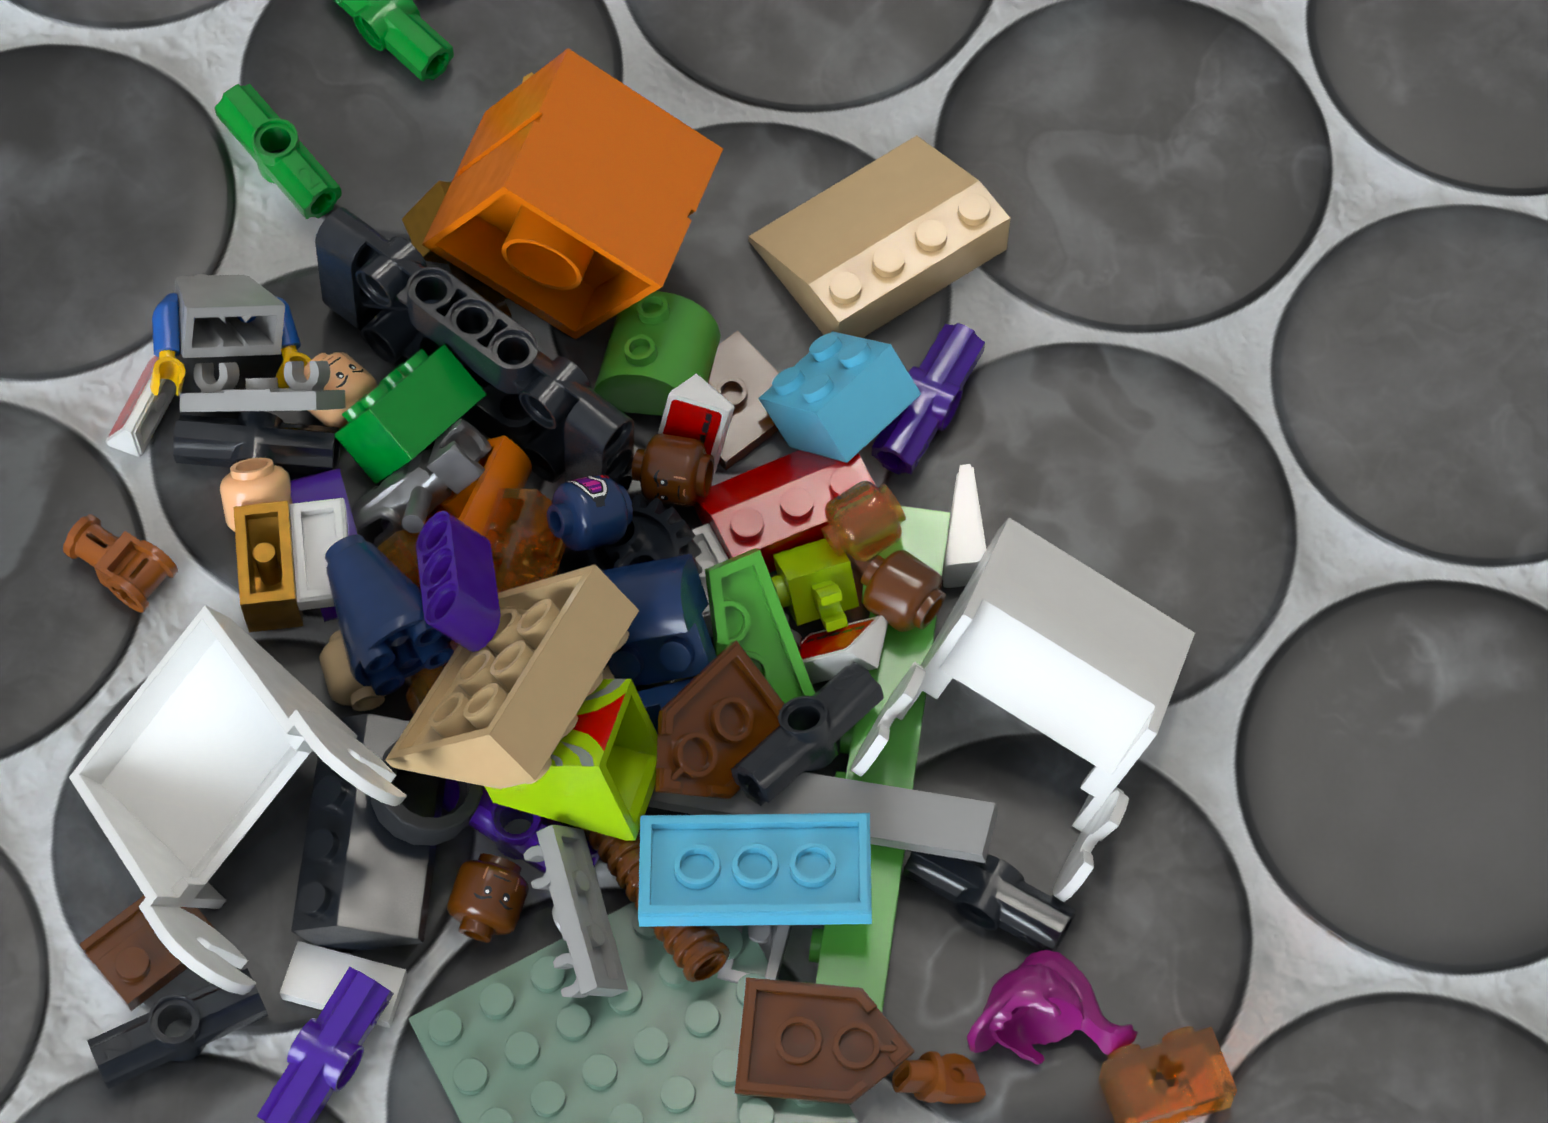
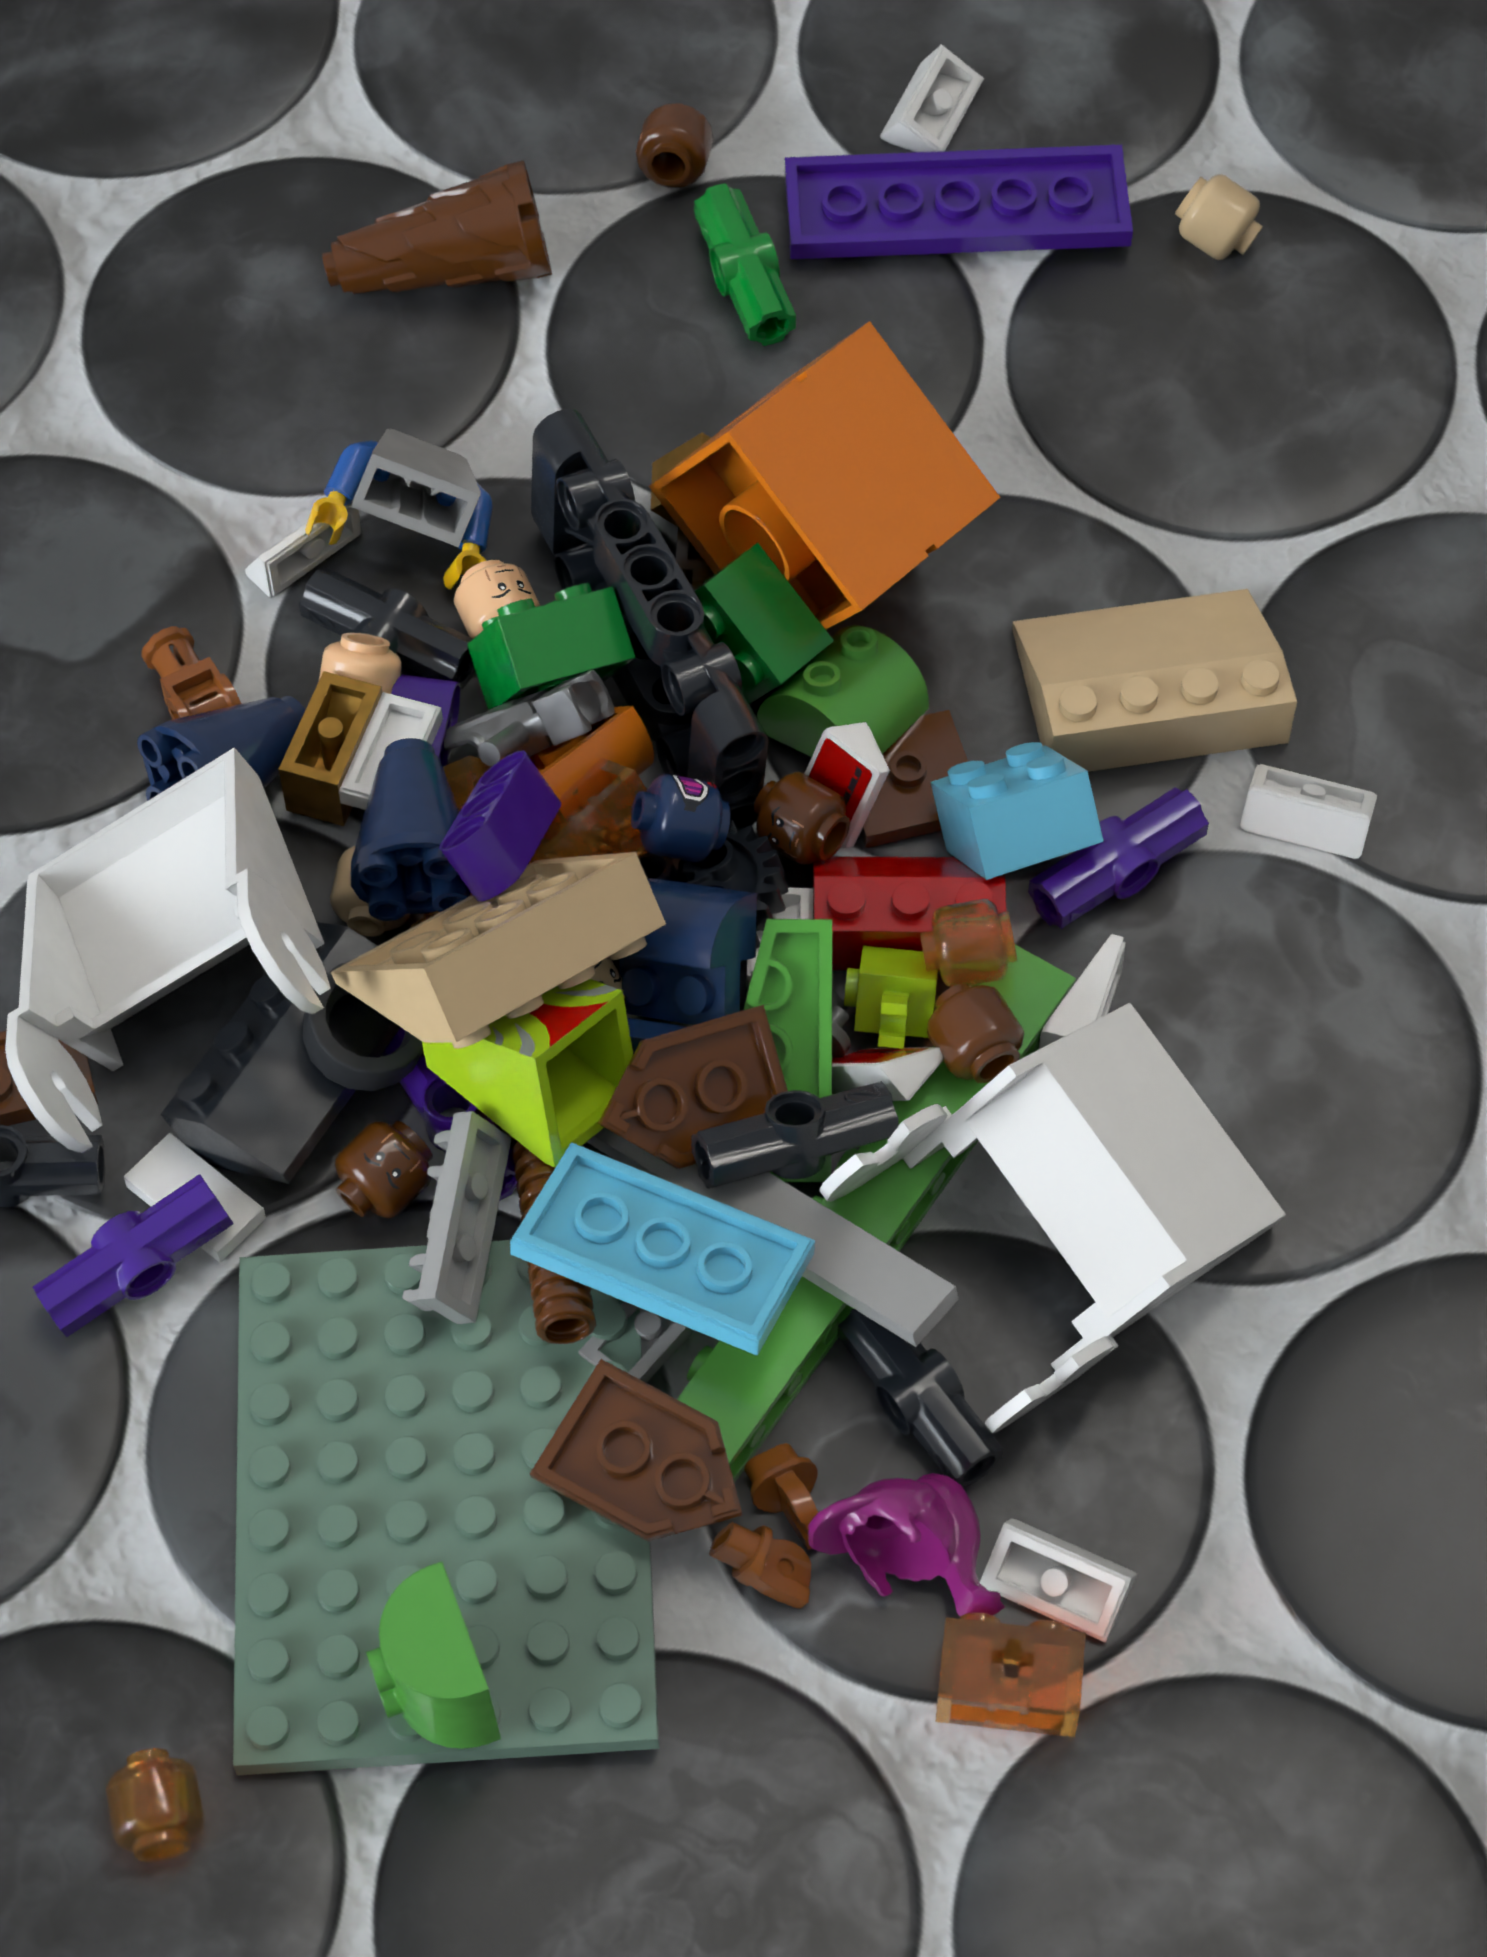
camera: 25 degrees right, 5 degrees down
(138, 90) = (453, 239): none -> reddish brown cone
(171, 601) = (184, 745): none -> dark blue cone
(262, 393) = (415, 575): light grey plate -> none
(292, 170) = (562, 346): green piece -> none
(568, 319) = (760, 621): none -> green brick
(921, 1010) = (784, 1484): none -> dark orange piece
(1050, 299) = (1308, 811): none -> white slope
(1161, 991) = (1057, 1579): none -> white slope

